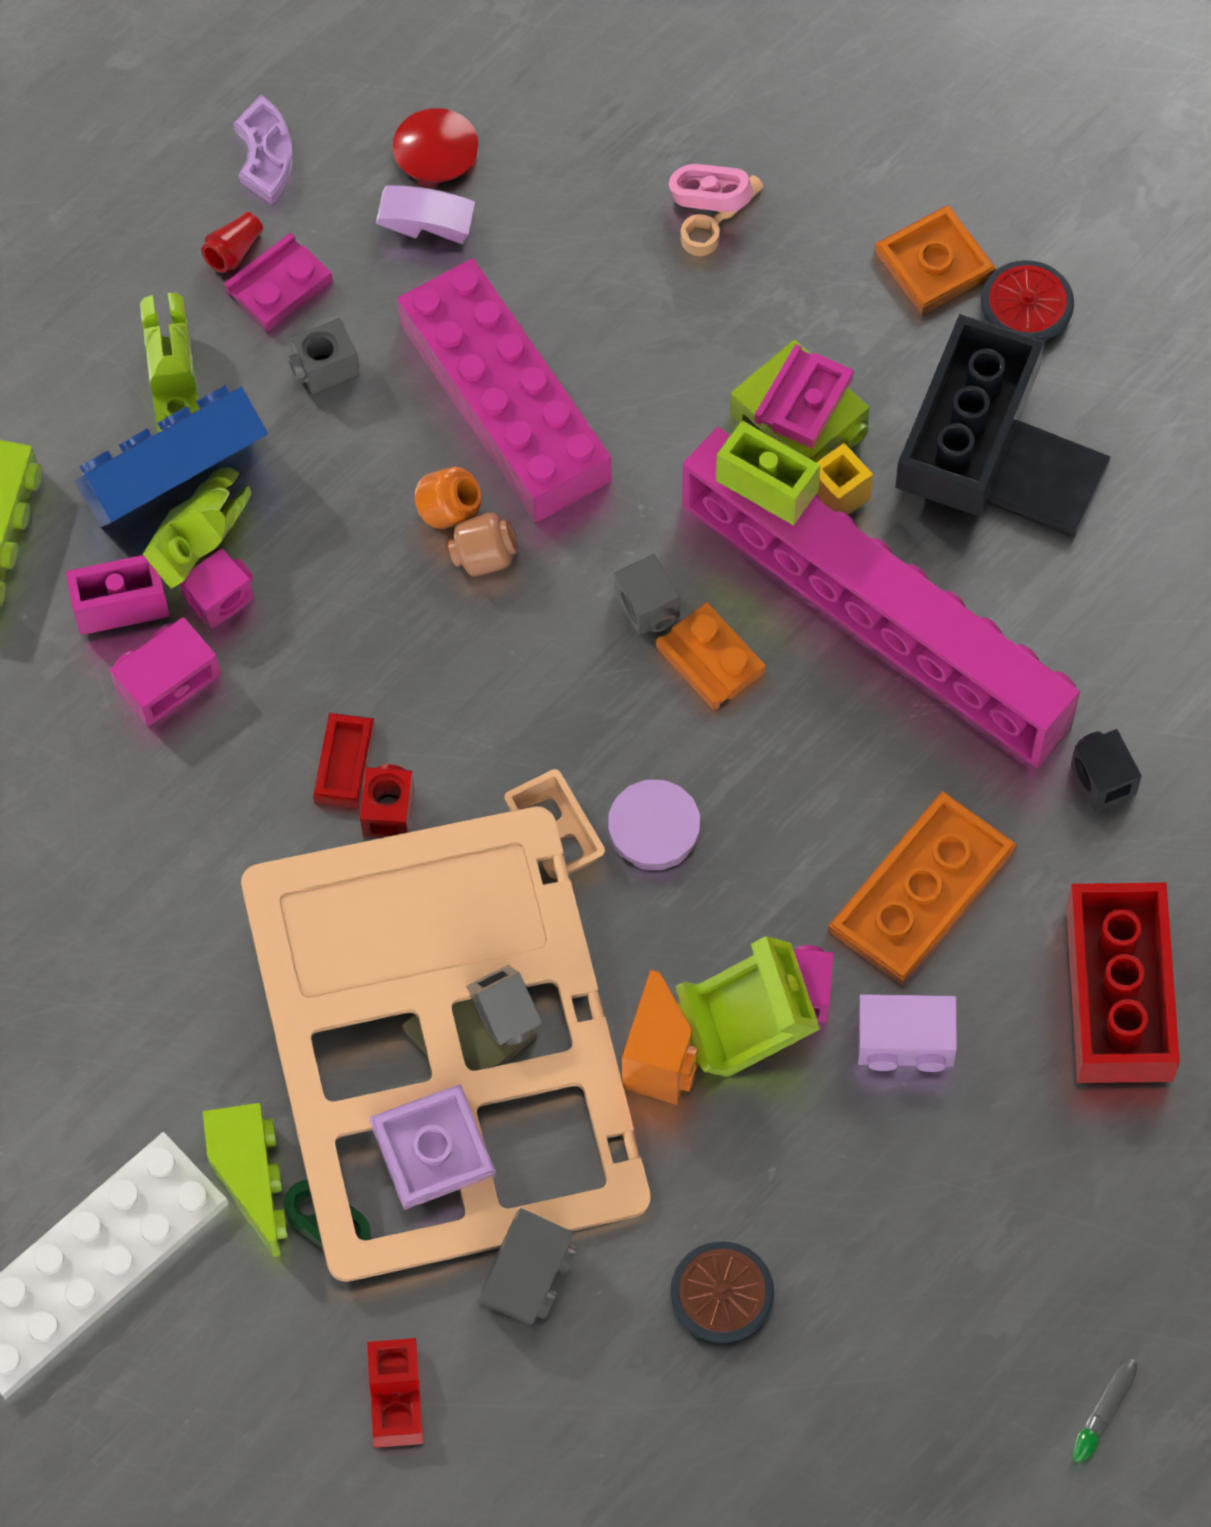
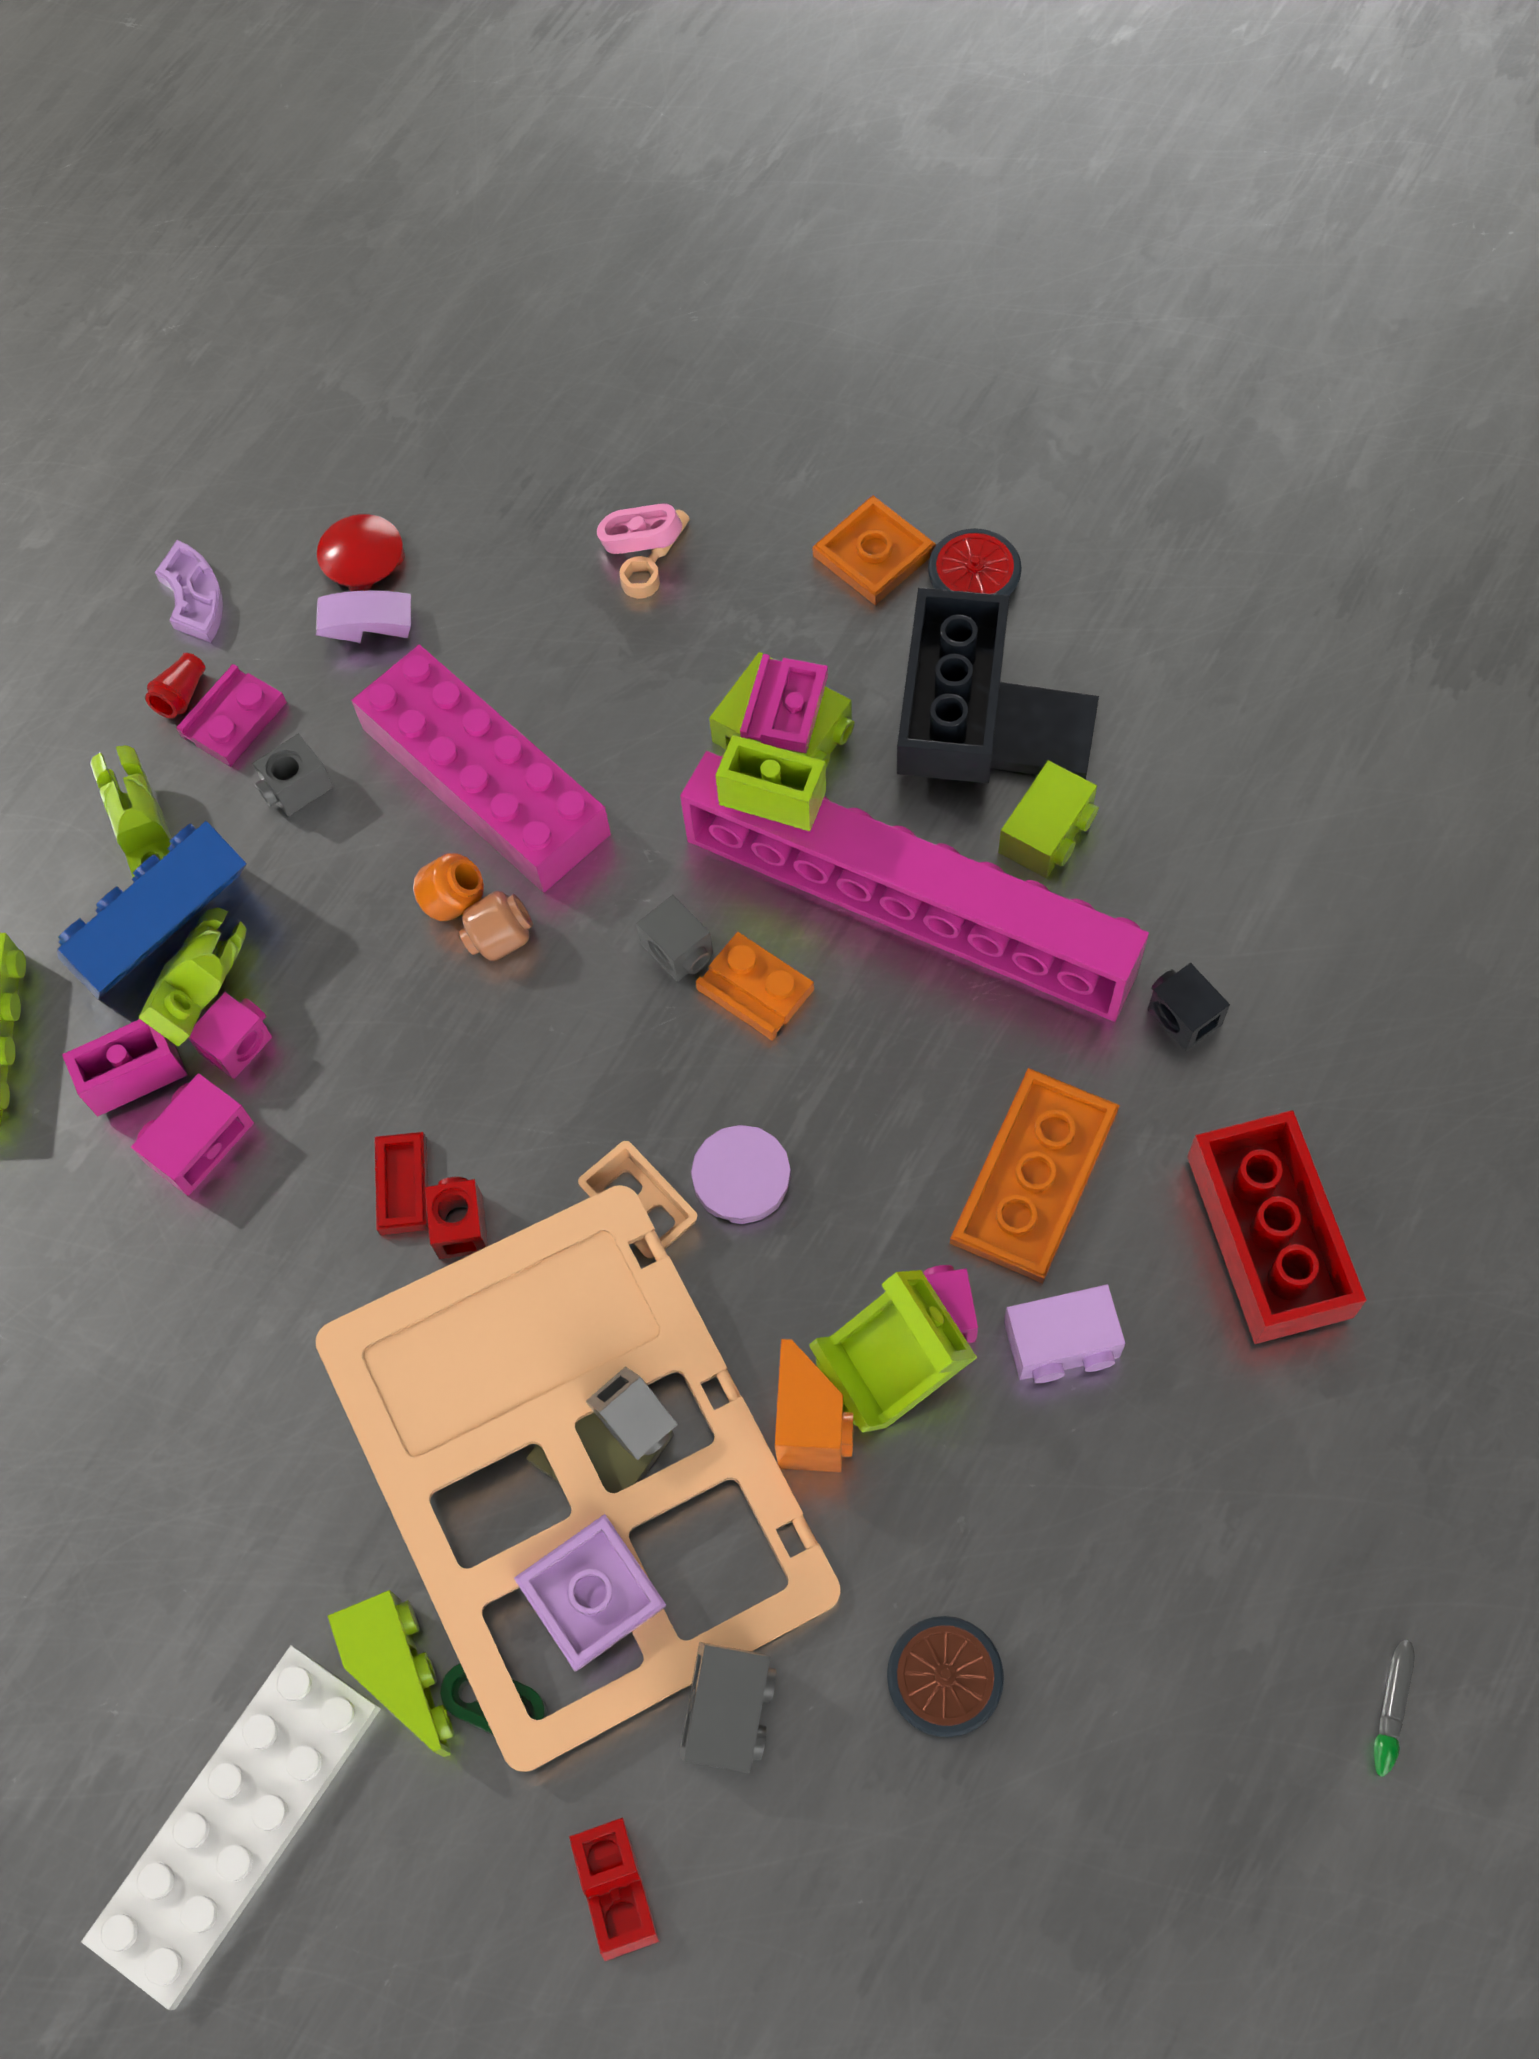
camera: 10 degrees left, 0 degrees up
(844, 481) = (847, 776): yellow brick -> none
(1027, 565) = (1048, 819): none -> lime brick

